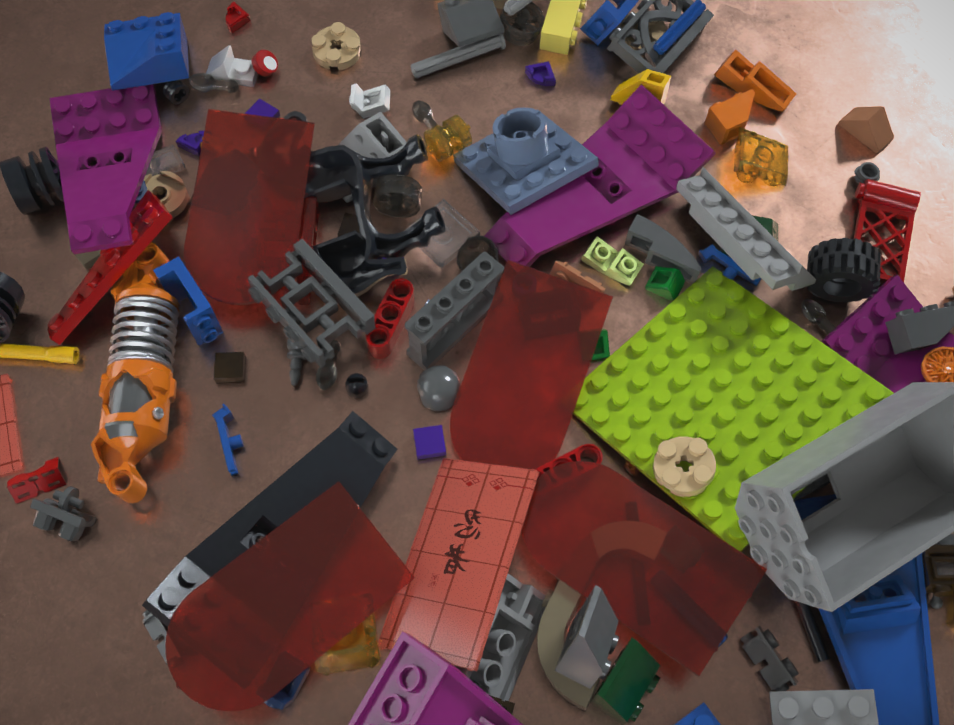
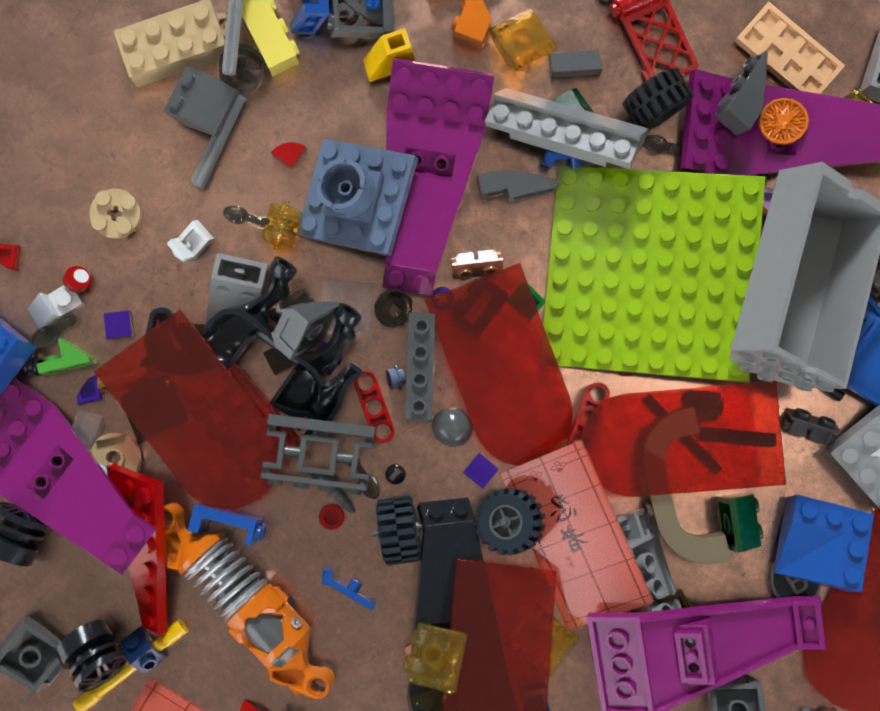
camera: 45 degrees left, 20 degrees up
(23, 345) = (141, 650): none -> dark blue bracket
(195, 106) = (71, 359): none -> bright green slope
(229, 367) = (296, 538): dark brown tile -> none
(235, 537) = (435, 658): none -> clear yellow slope
(274, 374) = (331, 516): none -> red tile
(312, 416) = (398, 530): none -> black wheel
(392, 202) = (303, 327): none -> dark grey slope
(414, 495) = (509, 521): none -> black wheel
(502, 101) = (289, 153): none -> red tile
(541, 74) = (296, 101): dark purple tile -> none
(589, 641) = (704, 522): dark grey slope -> none
(614, 264) = (486, 224): yellowish green slope -> none
(666, 282) = (536, 208): green slope -> none
(684, 449) = (683, 350): tan plate -> none
(791, 206) = (575, 64): none -> dark grey slope

